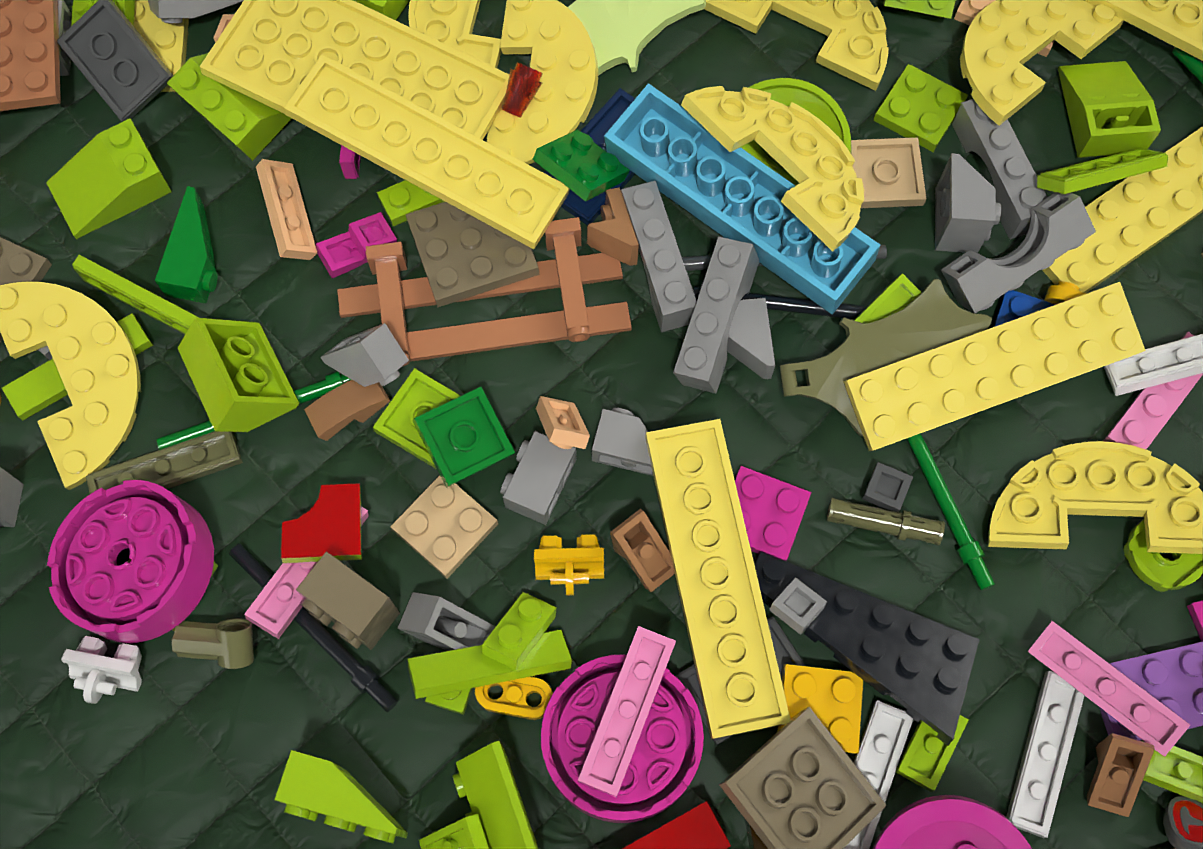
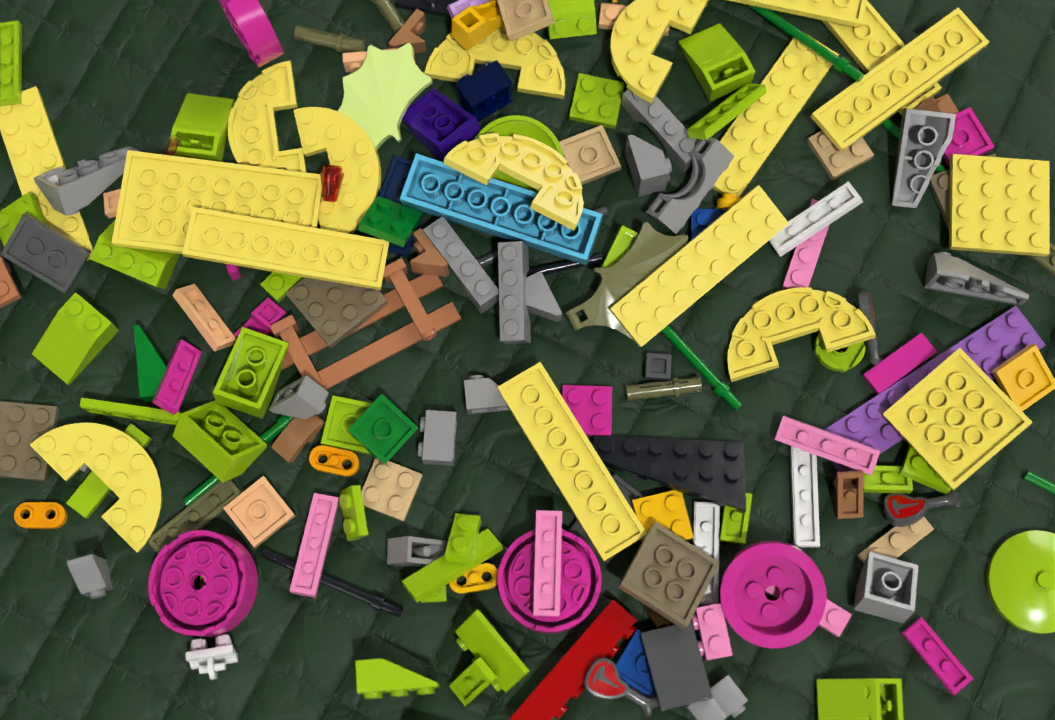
camera: 20 degrees left, 5 degrees up
(215, 271) = (177, 377): none -> dark pink tile
(227, 642) = (282, 611): olive piece -> none
(252, 492) = (259, 512): none -> light nougat plate
(315, 301) = (251, 373): none -> lime slope
(329, 527) = (320, 518): red tile -> none
(348, 600) = (350, 559): dark tan brick -> none
(380, 538) = (353, 513): none -> lime plate
(384, 460) = (335, 461): none -> light orange plate
(562, 423) = (441, 398): light nougat plate -> none
(569, 564) = (477, 487): yellow hips -> none
(643, 550) = (521, 461): medium nougat slope -> none
(695, 61) = (440, 123): none -> dark purple slope
(771, 43) = (485, 91): none -> clear blue brick
(798, 606) = (628, 462): light grey plate -> none

